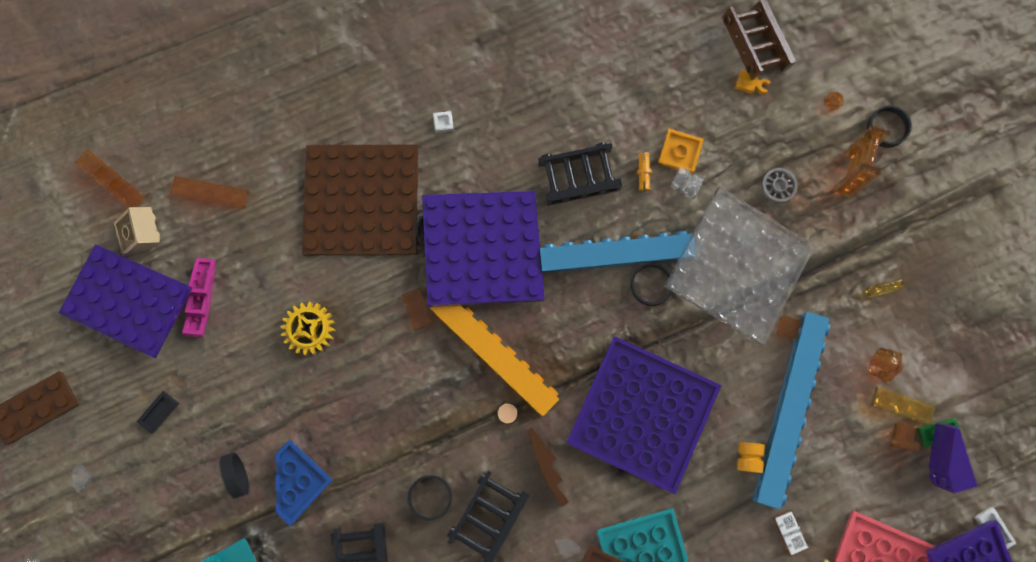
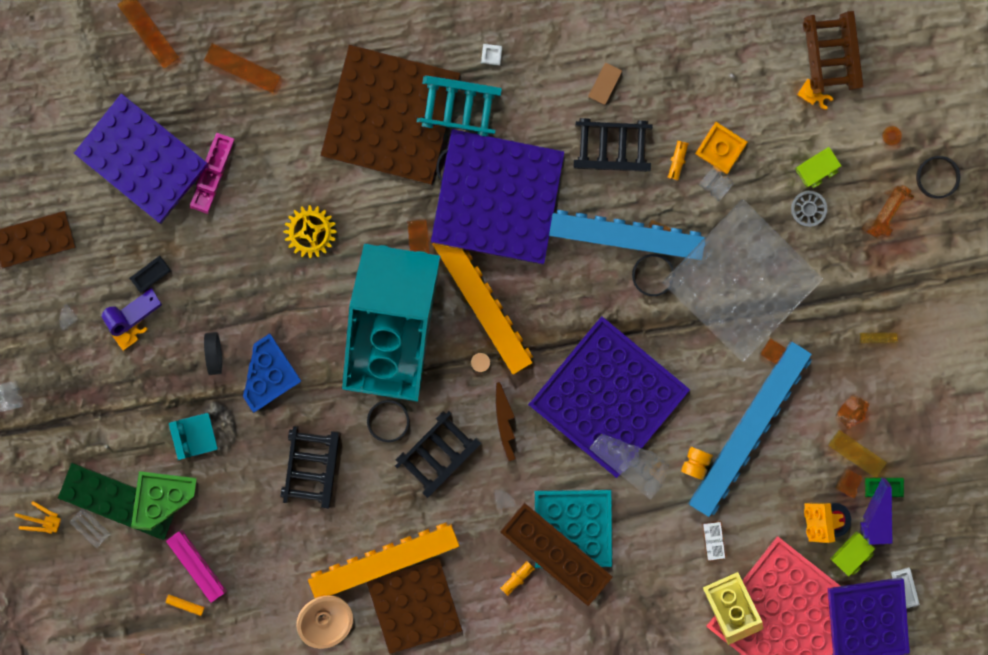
camera: 15 degrees right, 10 degrees up
(134, 467) = (122, 320): none -> dark purple door
(136, 230) = (163, 91): tan slope -> none
(146, 479) = (129, 337): none -> light orange plate
(405, 396) = (390, 321): none -> teal brick
(414, 154) = (452, 87): none -> teal fence
(556, 121) = (605, 84): none -> medium nougat tile
(688, 474) = (638, 466): none -> clear wedge
(776, 144) = (818, 167): none -> lime brick
(896, 482) = (826, 521): none -> light orange plate
(933, 508) = (852, 554): none -> lime brick

